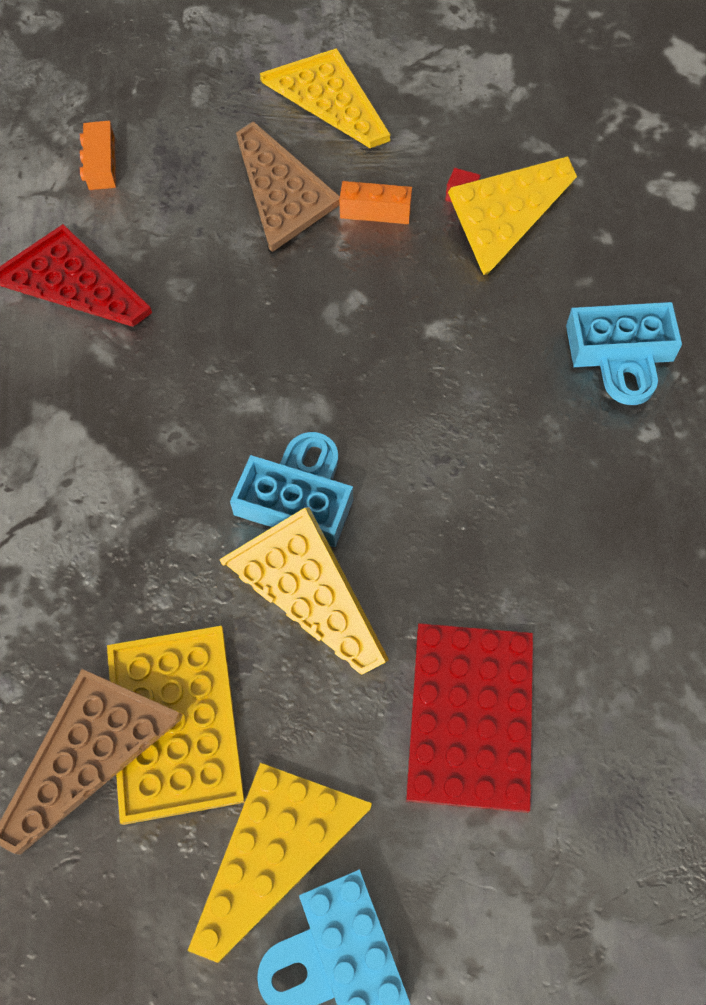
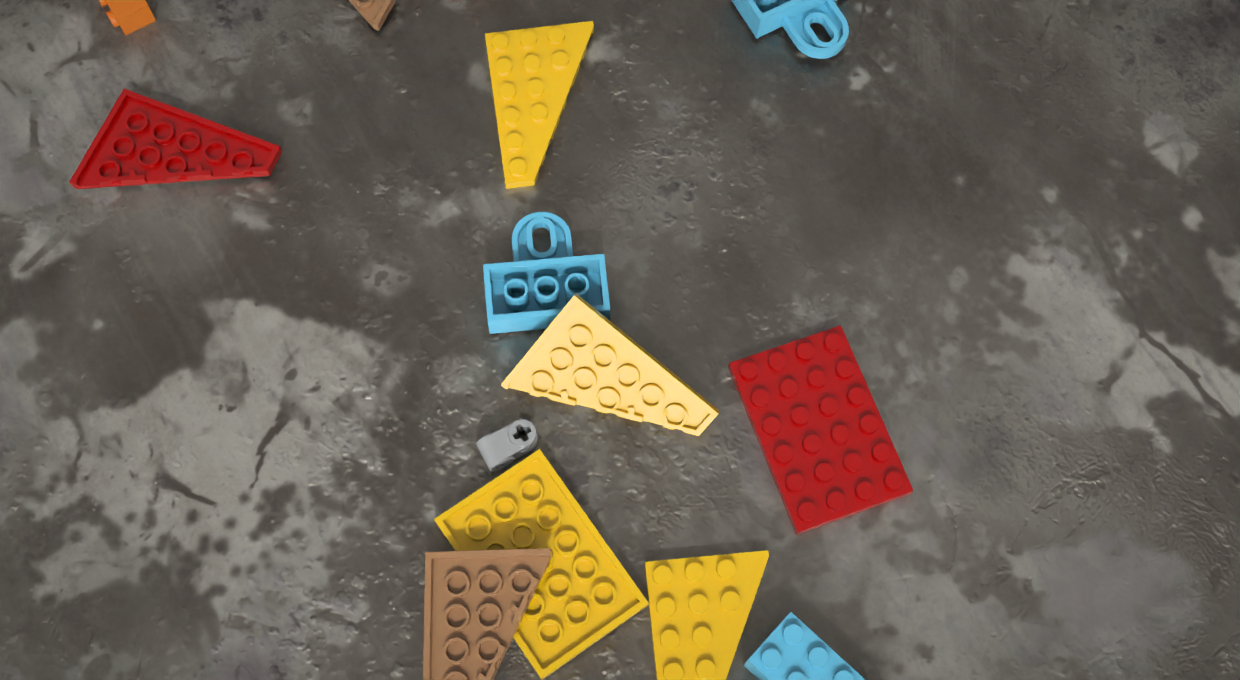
camera: 30 degrees left, 5 degrees up
(194, 610) = (505, 446): none -> light grey piece
(365, 337) = (530, 90): none -> yellow wing

